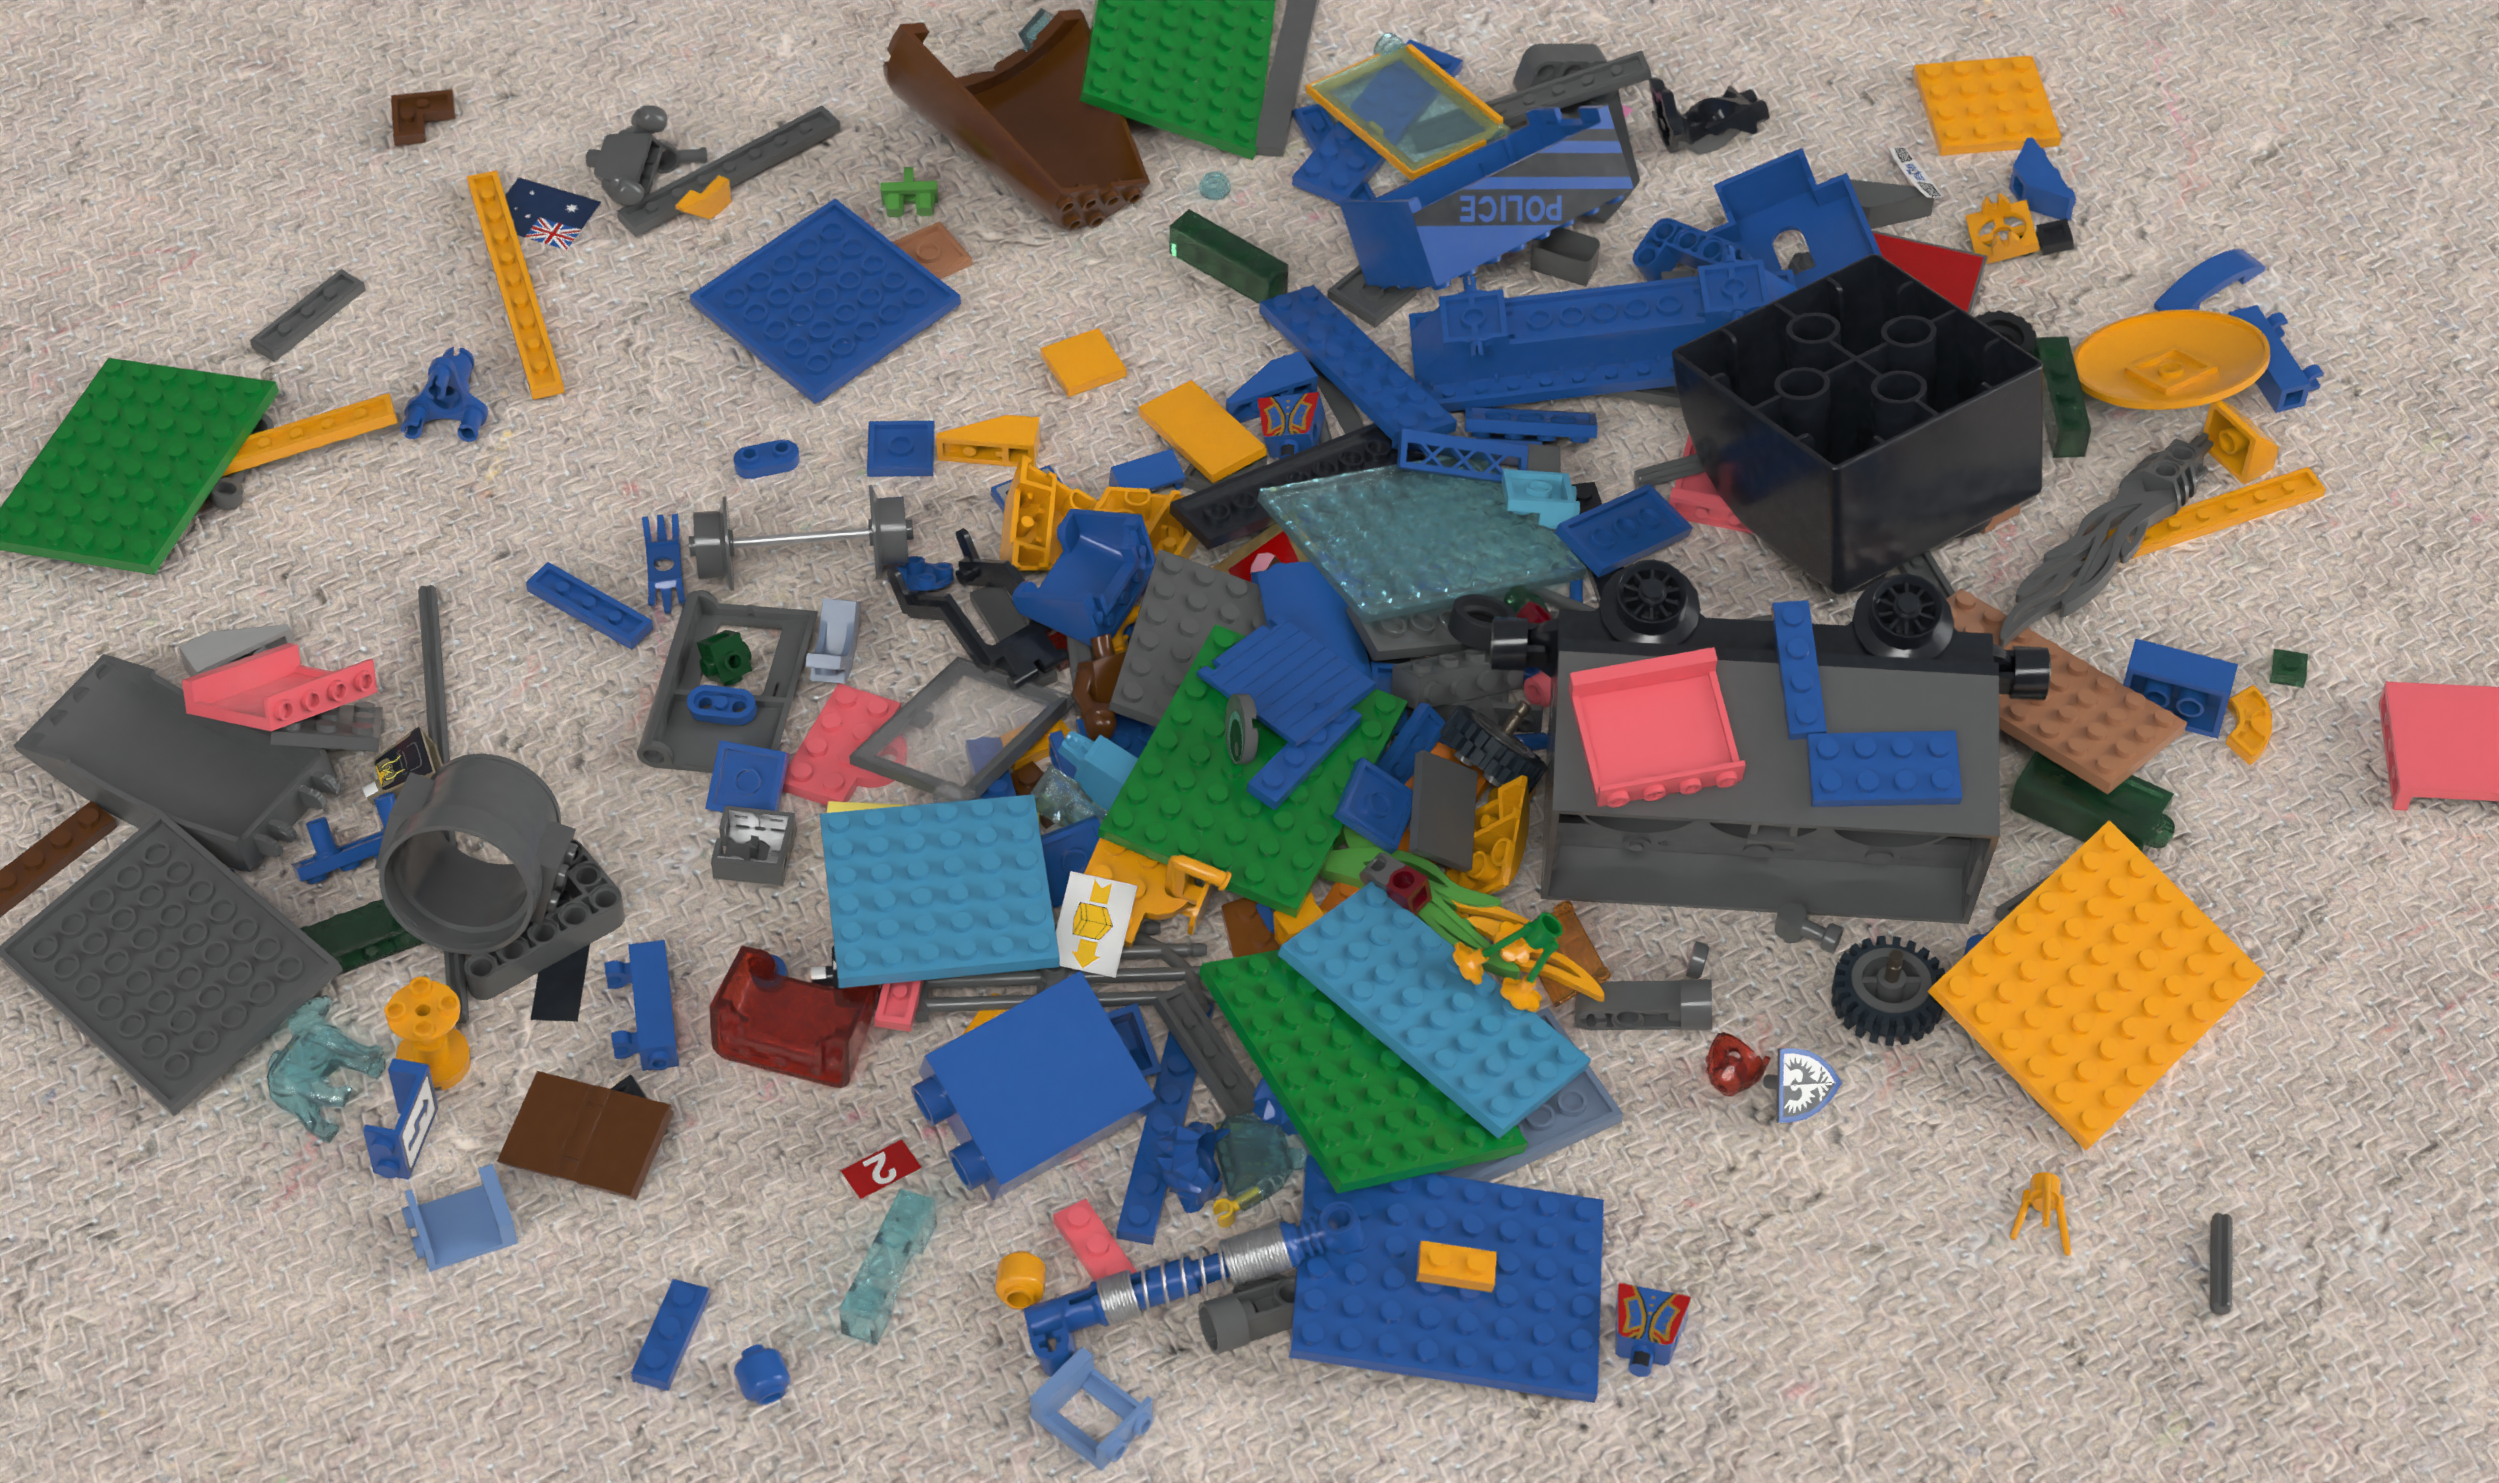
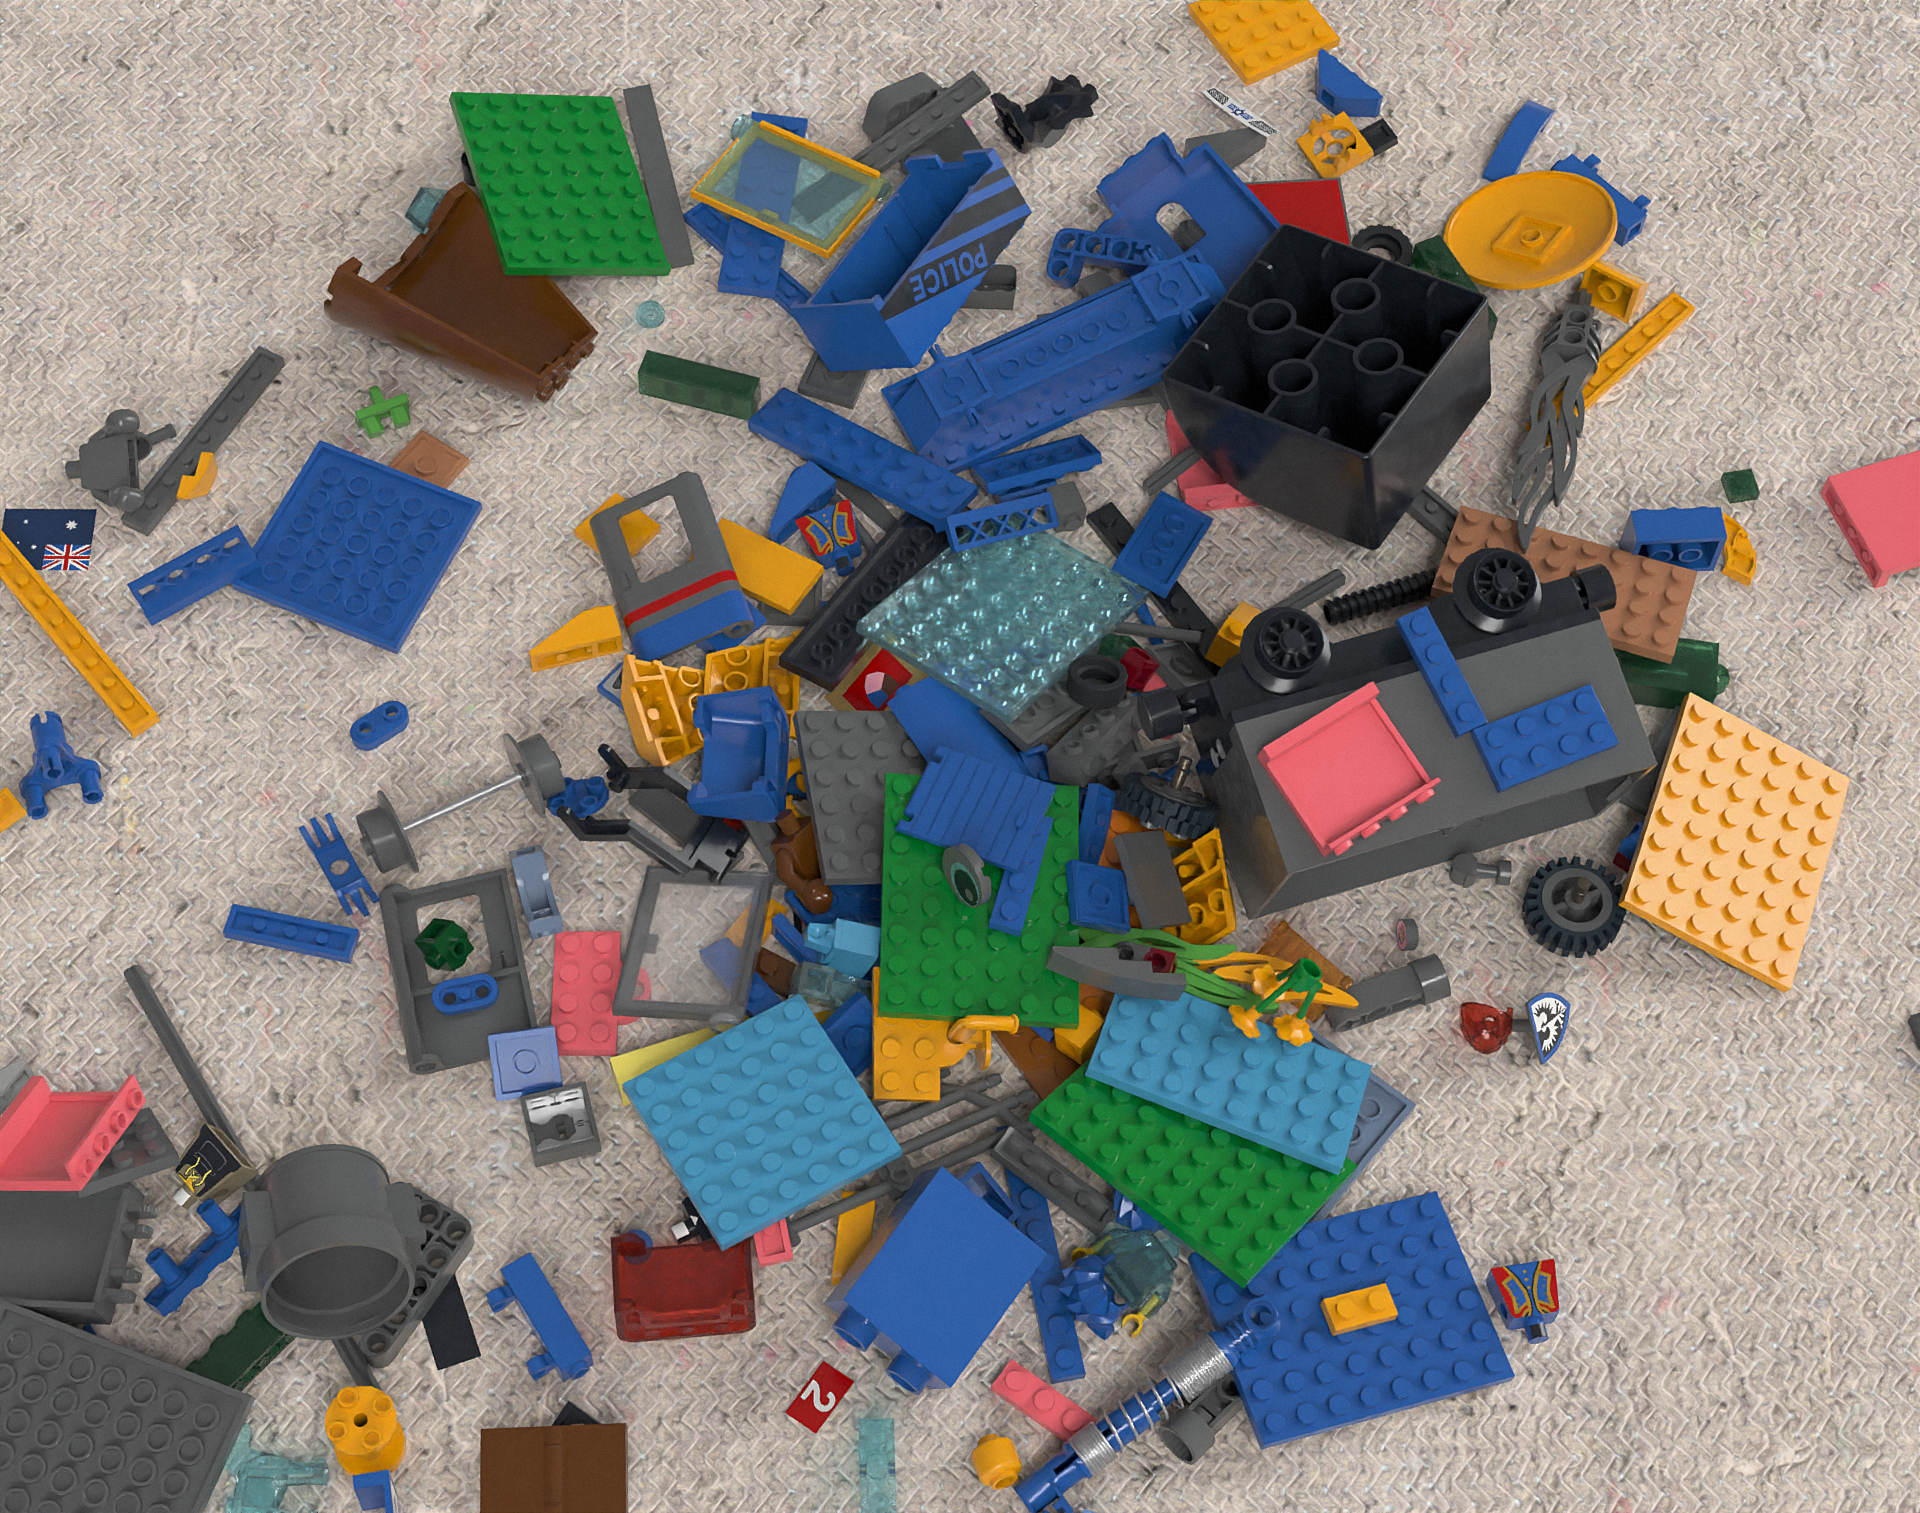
camera: 25 degrees left, 10 degrees up
(660, 281) = (196, 578): none -> blue fence
(900, 448) = (496, 673): blue tile -> none
(1094, 923) = (904, 1094): white sticker -> none
(1116, 431) = (682, 603): none -> dark grey piece
(1341, 864) = (1105, 971): none -> dark grey slope
(1540, 493) = (1082, 535): medium azure plate -> none
(2044, 1196) = (1777, 1050): light orange plant -> none

